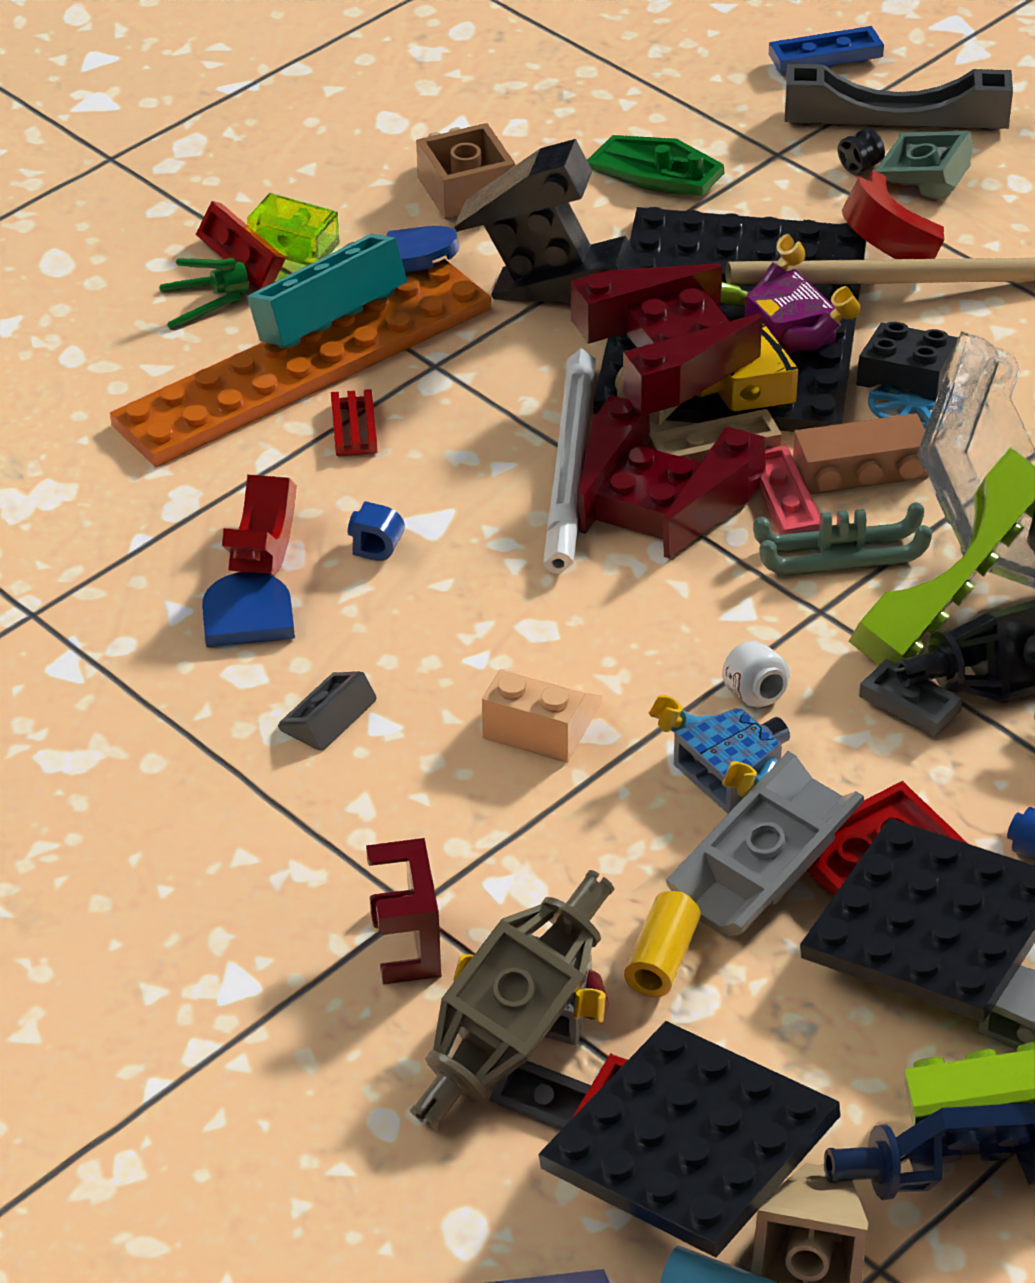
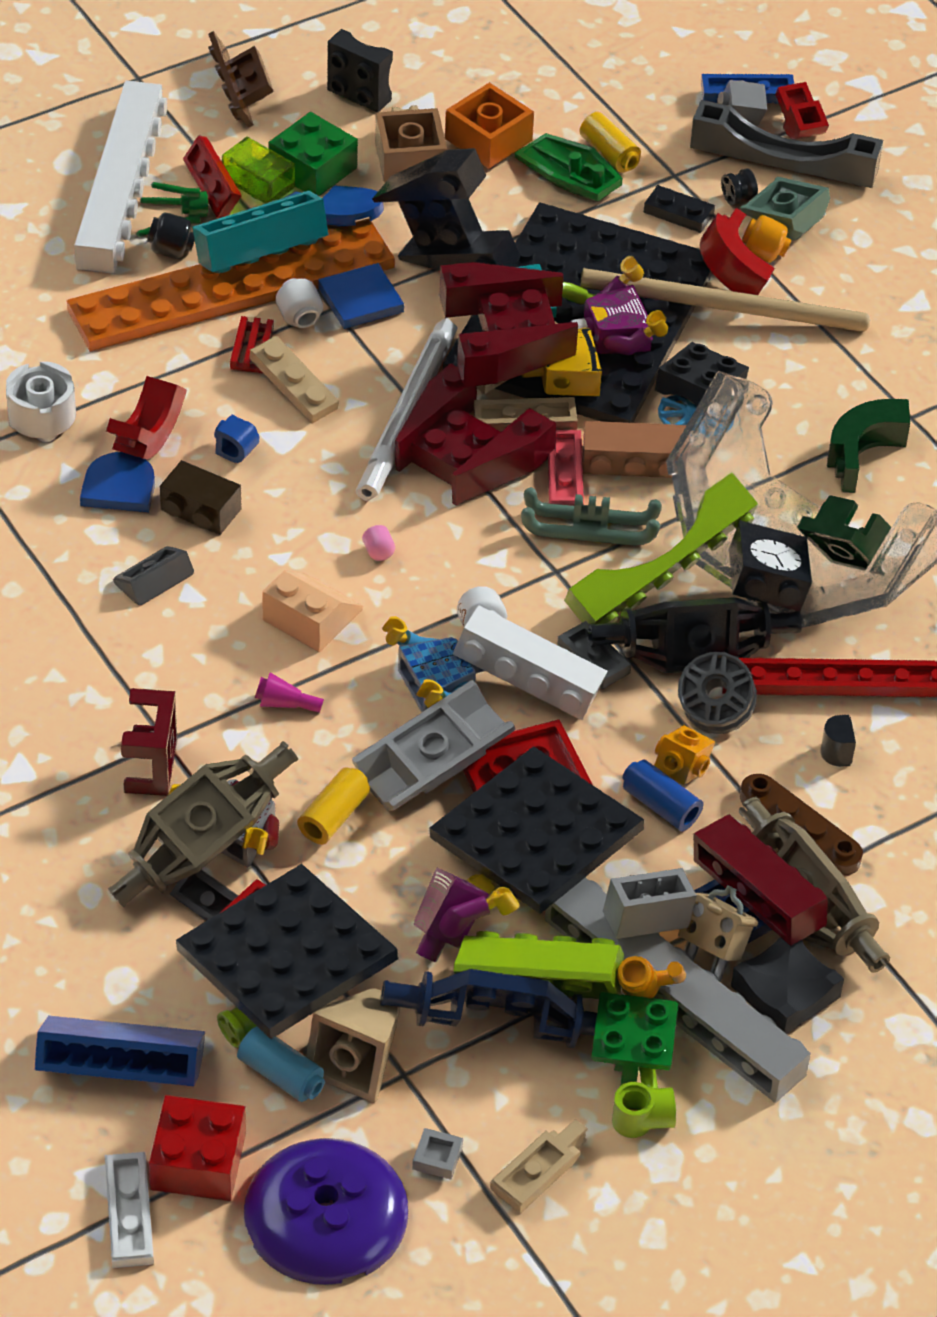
camera: 10 degrees right, 5 degrees up
(119, 530) = (41, 400): none -> white brick
(130, 267) = (120, 177): none -> white brick
(214, 317) = (171, 235): none -> black head
(241, 135) = (243, 77): none -> reddish brown bracket
(357, 606) = (200, 497): none -> dark brown brick
(362, 192) = (320, 152): none -> green brick
(376, 102) = (358, 71): none -> black brick
(397, 364) = (299, 302): none -> white head
(421, 451) = (294, 379): none -> tan plate
(465, 345) = (361, 295): none -> blue tile
(540, 820) = (281, 694): none -> dark pink cone
(549, 119) = (490, 124): none -> orange brick
(596, 618) = (378, 542): none -> bright pink piece
(645, 1250) = (234, 1025): none -> lime wheel
(694, 128) = (610, 142): none -> yellow brick
(799, 187) = (679, 208): none -> black plate
(836, 54) = (746, 99): none -> light grey brick
(844, 719) = (529, 662): none -> white brick
(872, 1038) = (453, 907): none -> magenta torso
(900, 64) = (801, 113): none -> red brick
(919, 195) = (766, 238): none -> light orange head

